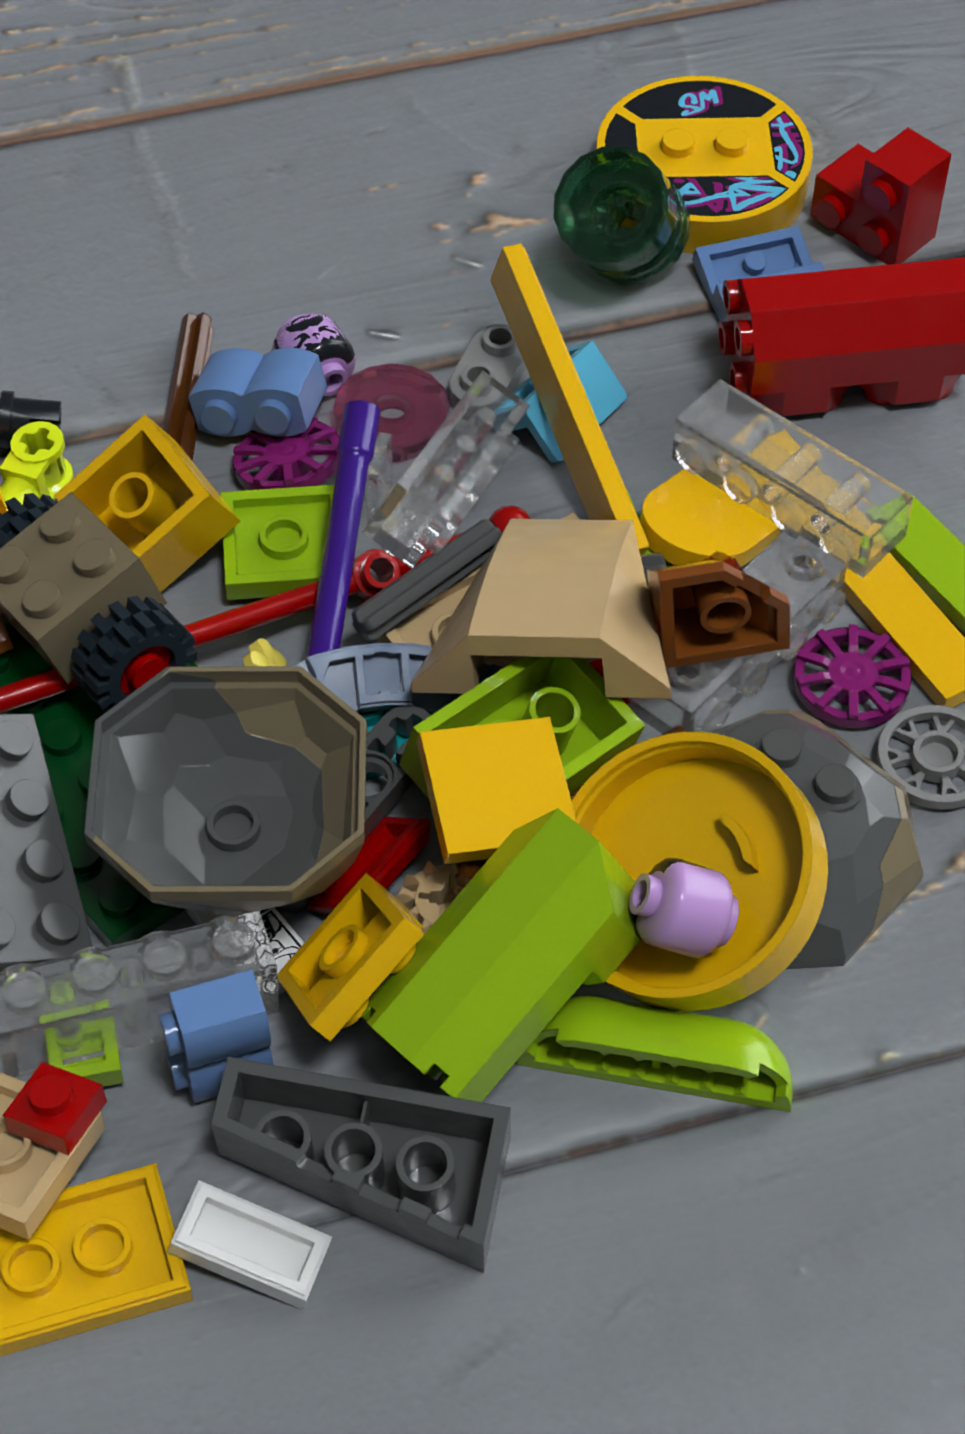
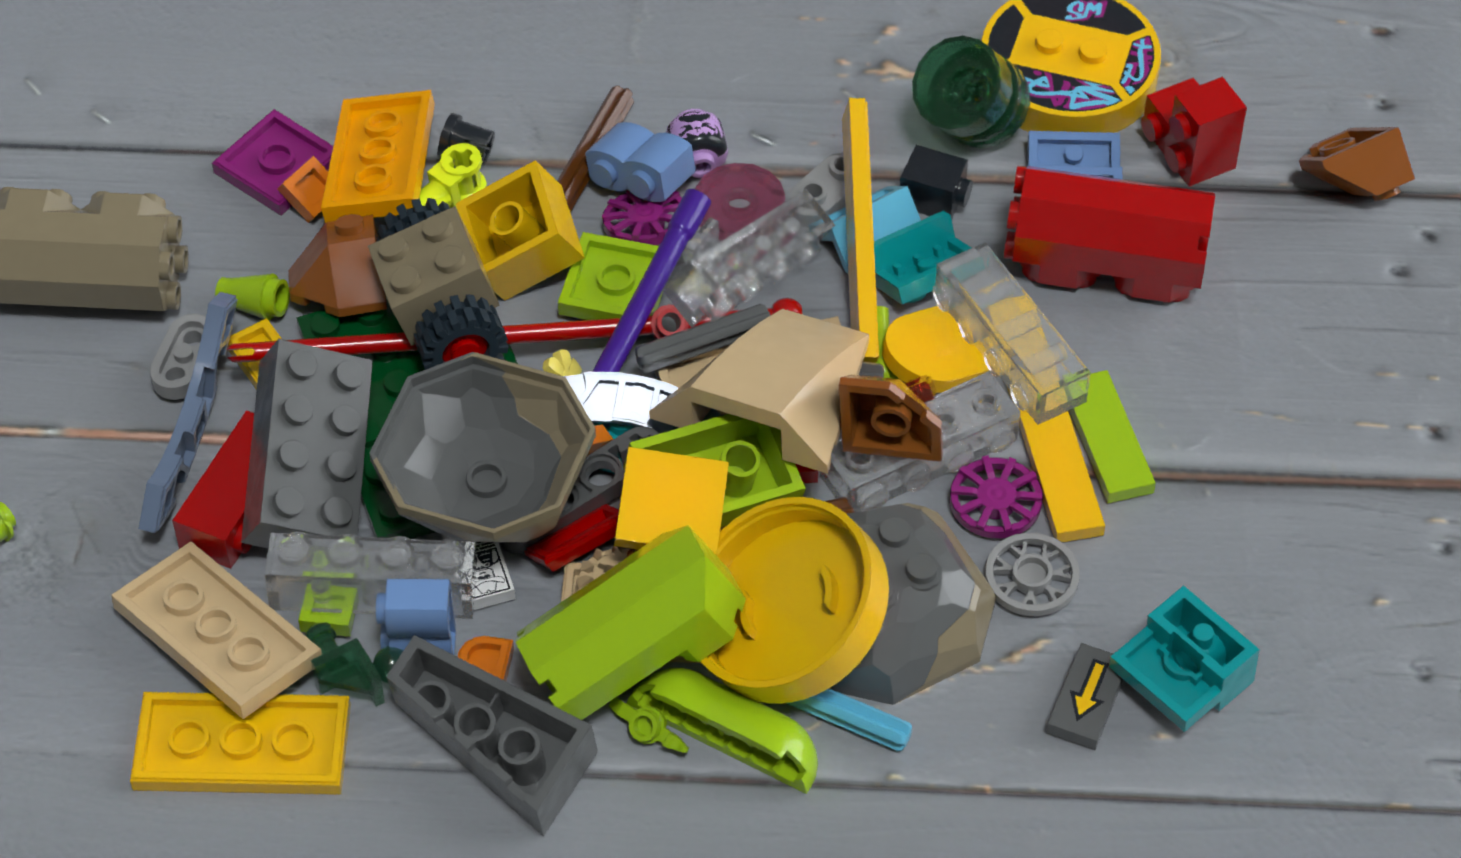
camera: 20 degrees right, 0 degrees up
(55, 1108) = (290, 636): red plate -> none
(152, 1125) = (349, 664): none -> clear green piece
(250, 1244) = (389, 767): white tile -> none
(314, 1053) = (489, 654): none -> orange tile
(350, 957) = (529, 592): yellow plate -> none
(562, 1084) = (648, 725): none -> lime piece
(620, 329) = (936, 181): none -> black brick
(640, 419) = (910, 257): none -> teal bracket
(684, 908) = (765, 623): lavender head -> none
(822, 996) = (858, 718): none -> medium azure axle

